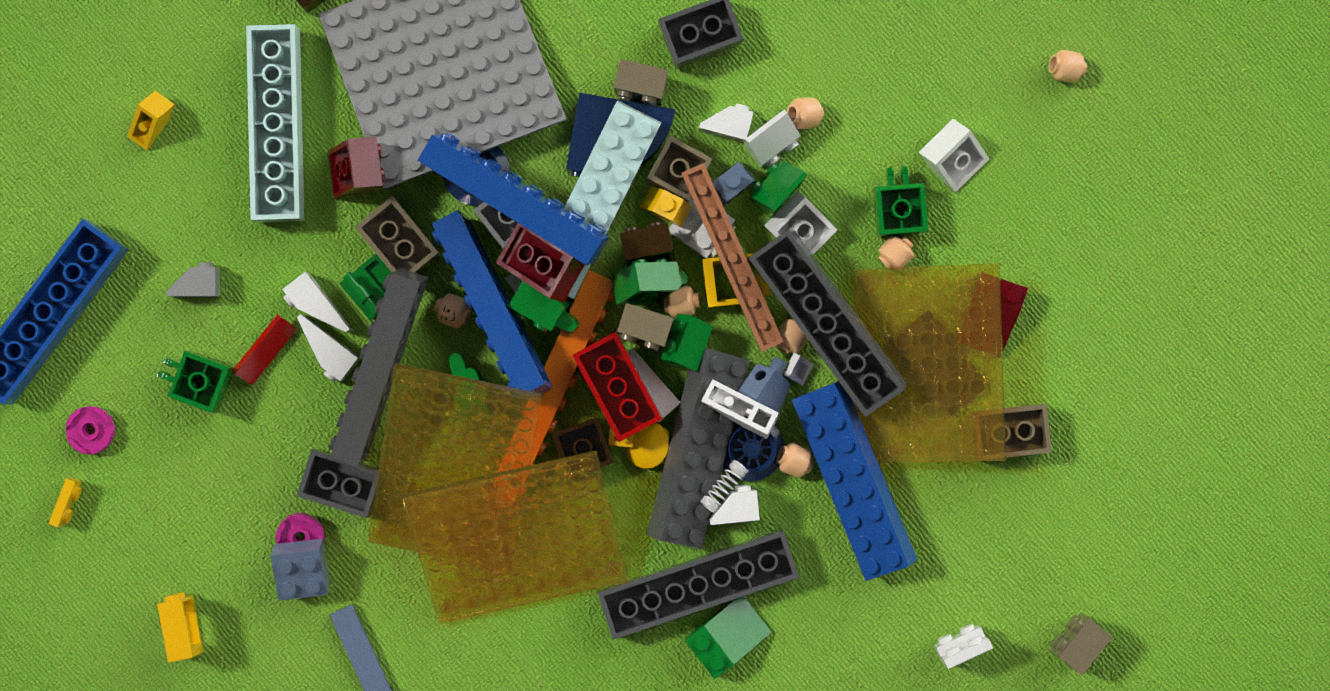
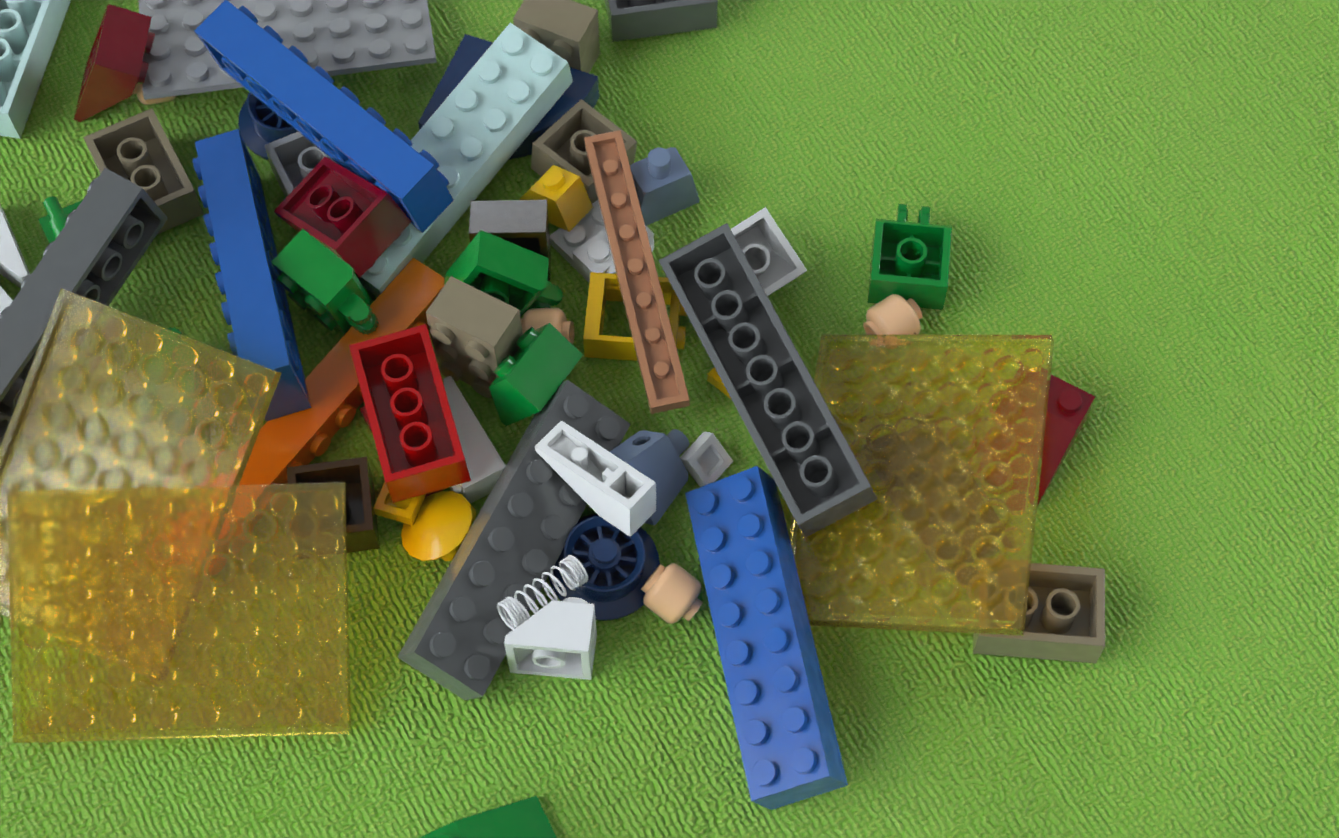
camera: 10 degrees right, 25 degrees down
(452, 311) = (192, 283): light nougat head -> none
(698, 584) = (461, 755): dark grey brick -> none
(729, 123) = (673, 114): white slope -> none
(772, 139) = (732, 136): white slope -> none
(777, 188) = (731, 197): green slope -> none
(792, 336) = (709, 409): light nougat head -> none
(805, 112) = (789, 117): light nougat head -> none
(954, 155) = (1005, 209): white slope -> none
(1067, 66) = (1192, 124): light nougat head -> none

